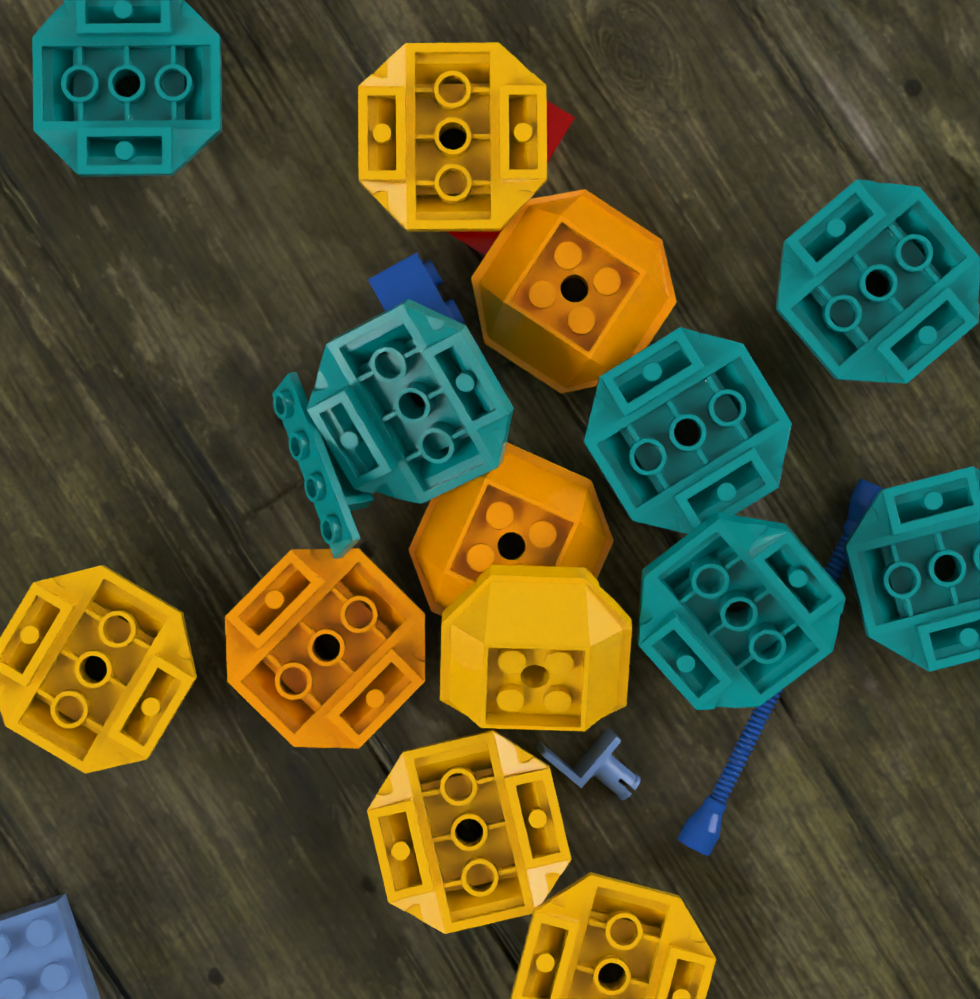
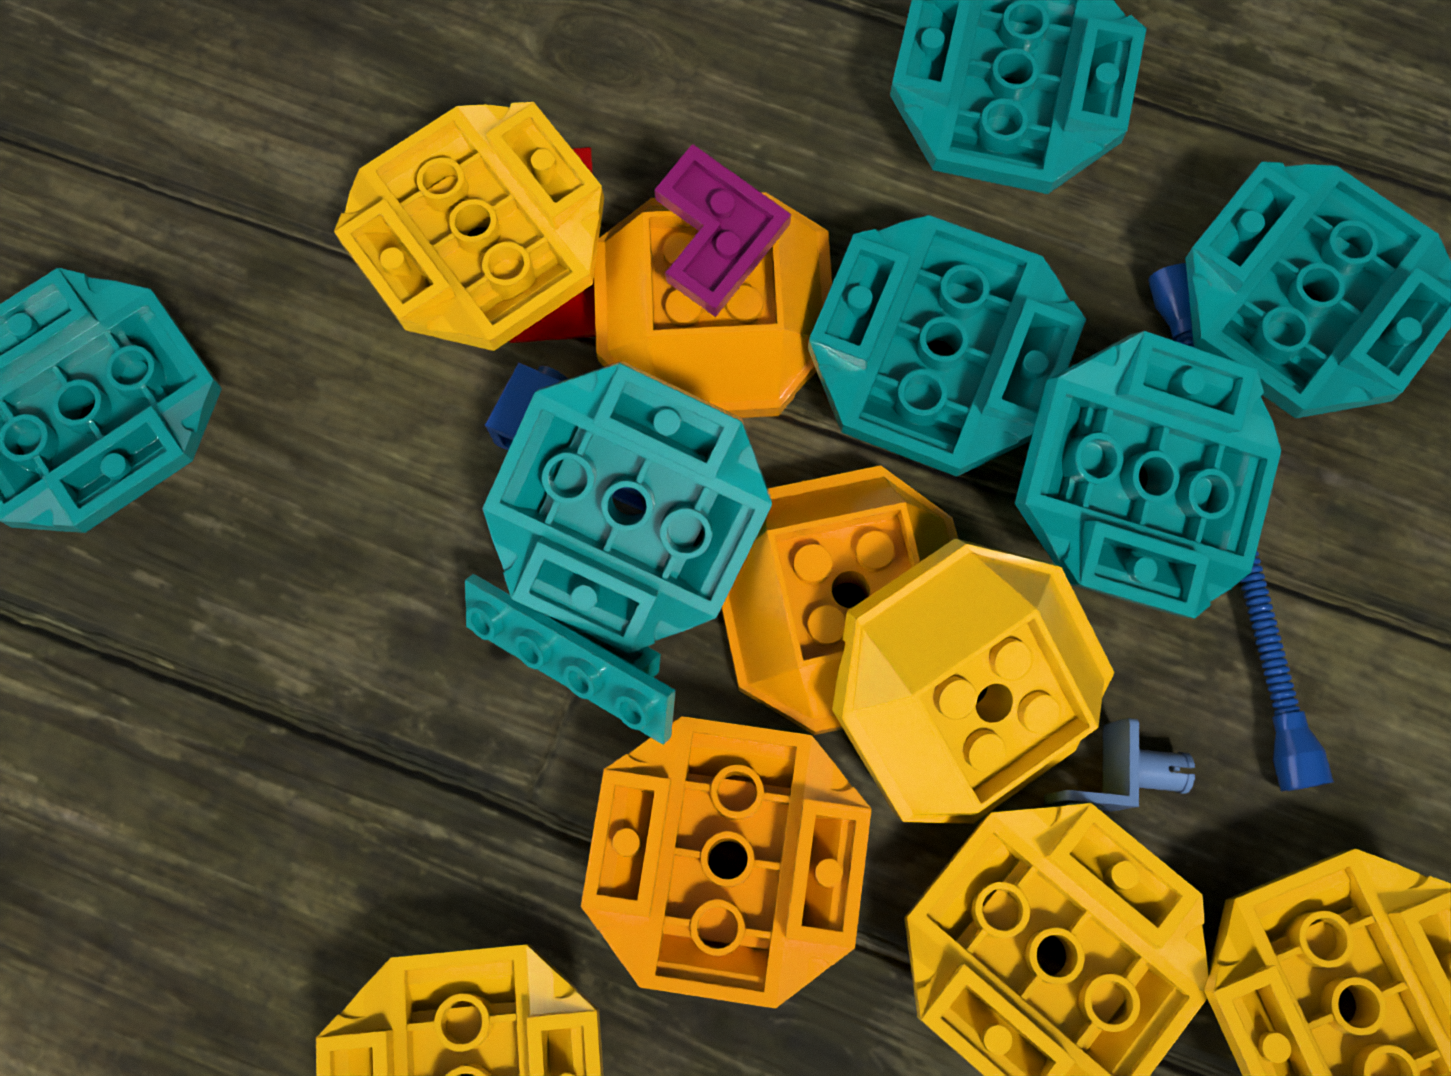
camera: 35 degrees left, 15 degrees down
(608, 267) = (733, 225): none -> magenta plate

